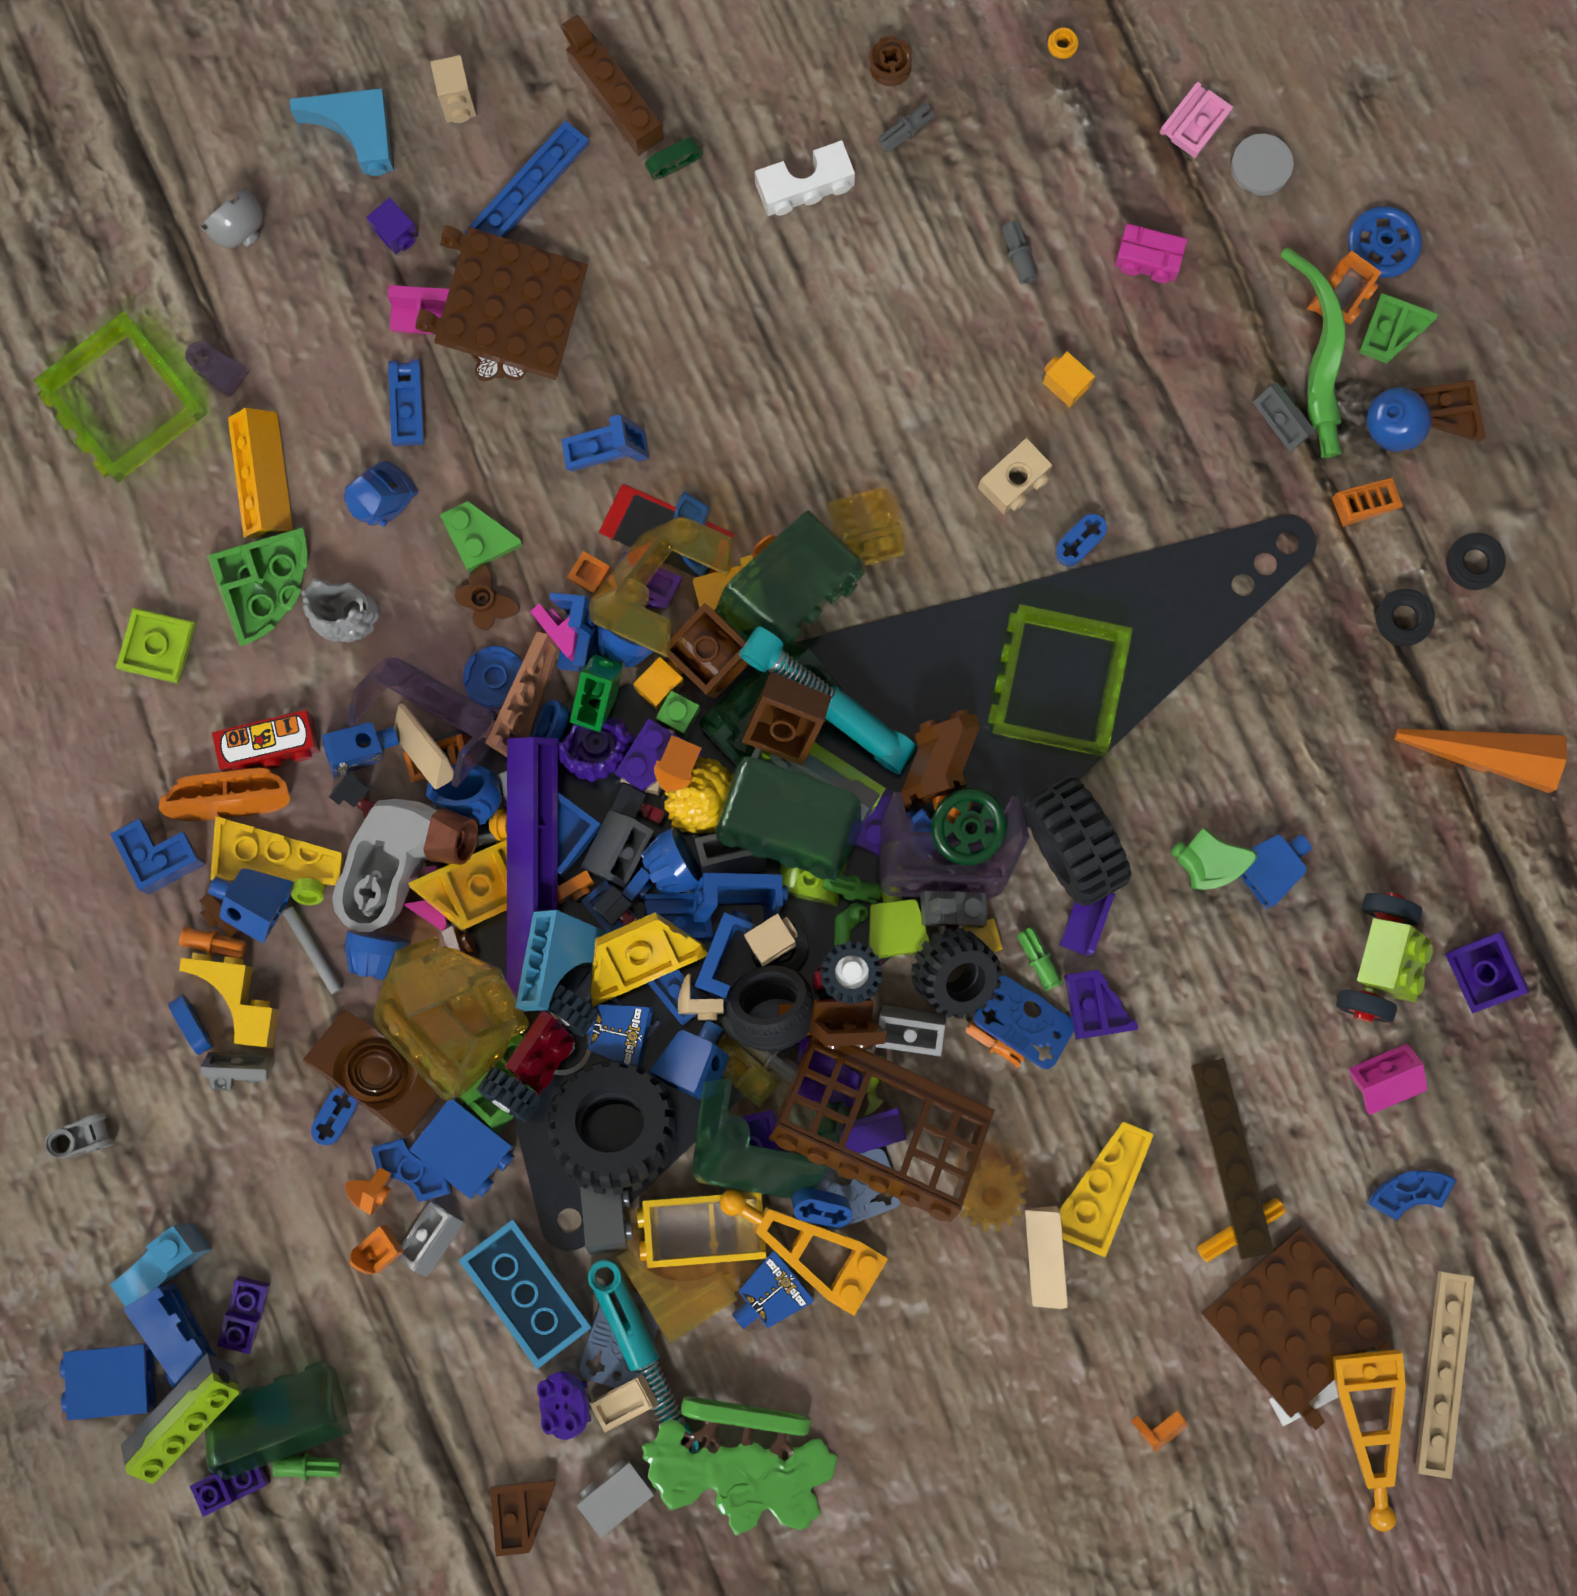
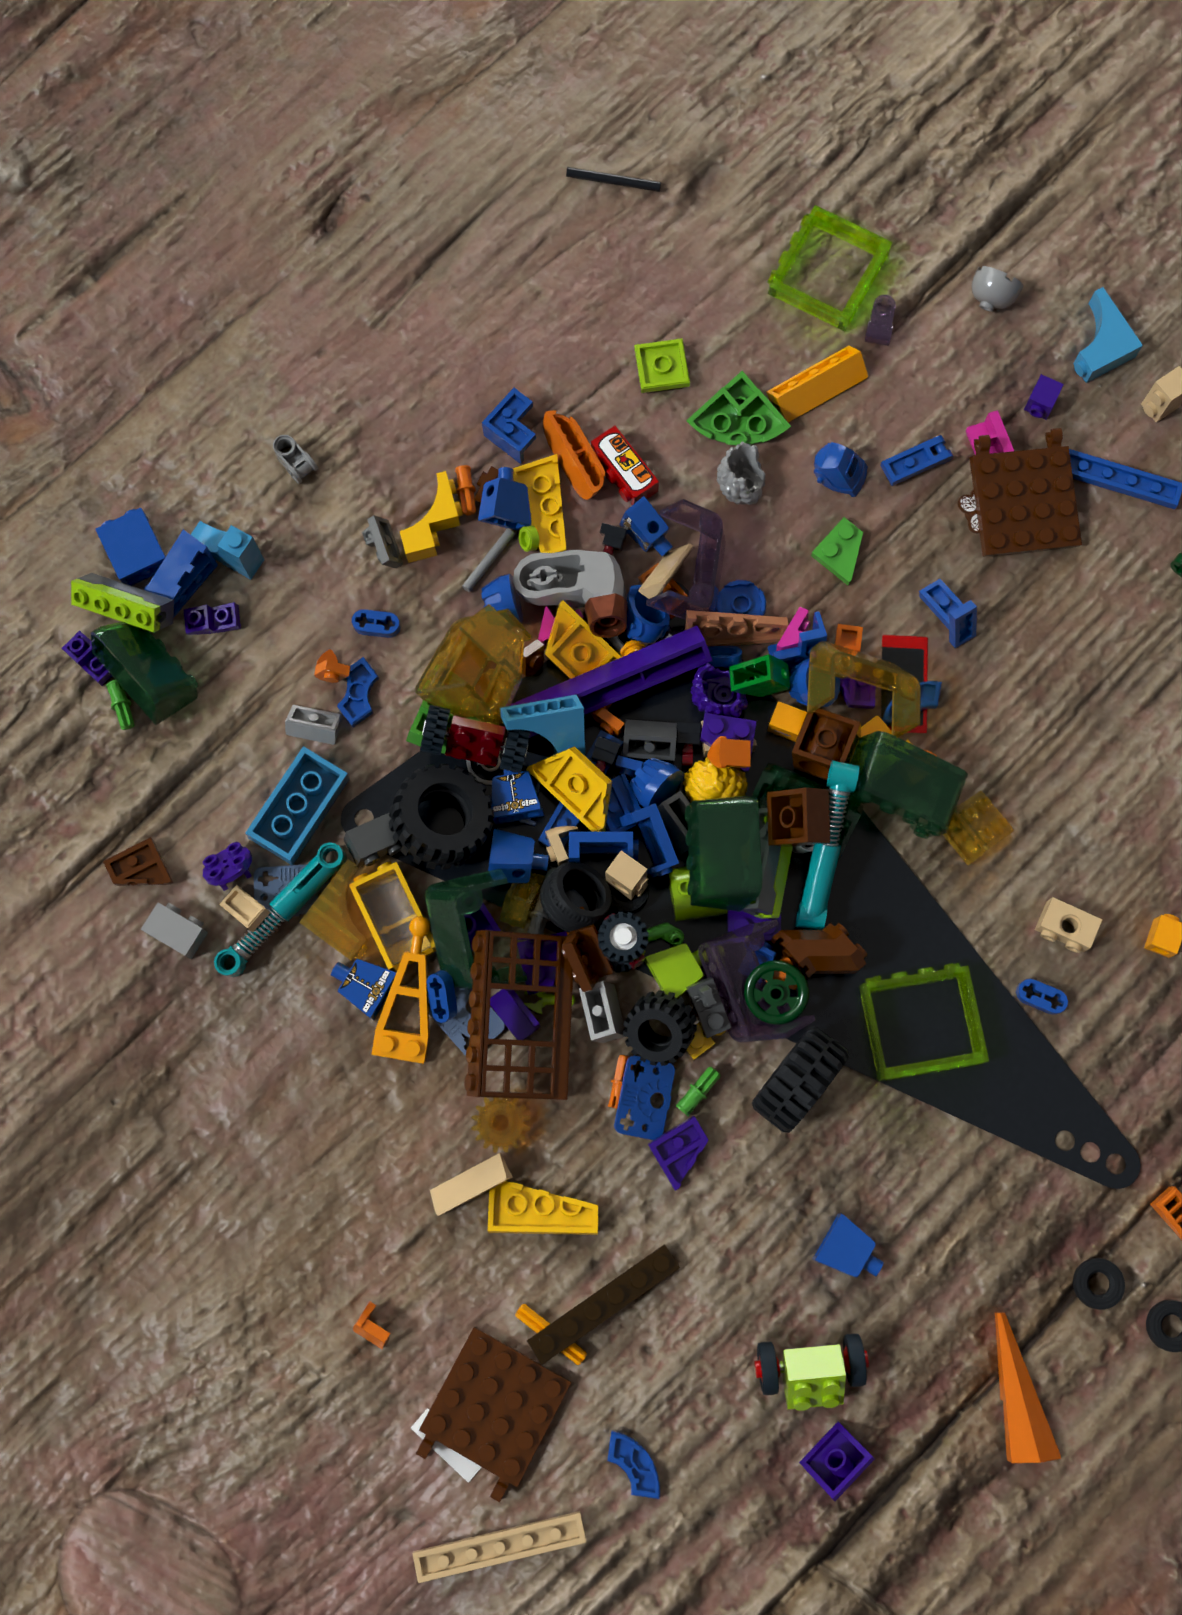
camera: 70 degrees right, 5 degrees down
(190, 1024) = (402, 499): blue beam -> none
(372, 1073) = (416, 635): reddish brown slope -> none
(376, 1251) = (288, 689): orange plate -> none
(463, 1149) = (385, 720): blue panel -> none
(484, 600) = (795, 574): reddish brown animal -> none
(575, 834) = (646, 706): blue panel -> none
(678, 714) = (769, 744): bright green brick -> none
(743, 1476) = (223, 1019): bright green plant -> none
(854, 888) = (692, 924): bright green axle -> none
(1085, 926) = (739, 1117): dark purple panel -> none
(1212, 861) = (832, 1198): bright green arm -> none
(1371, 1372) = (477, 1482): light orange plate -> none
(1389, 1078) = (718, 1411): dark pink panel -> none

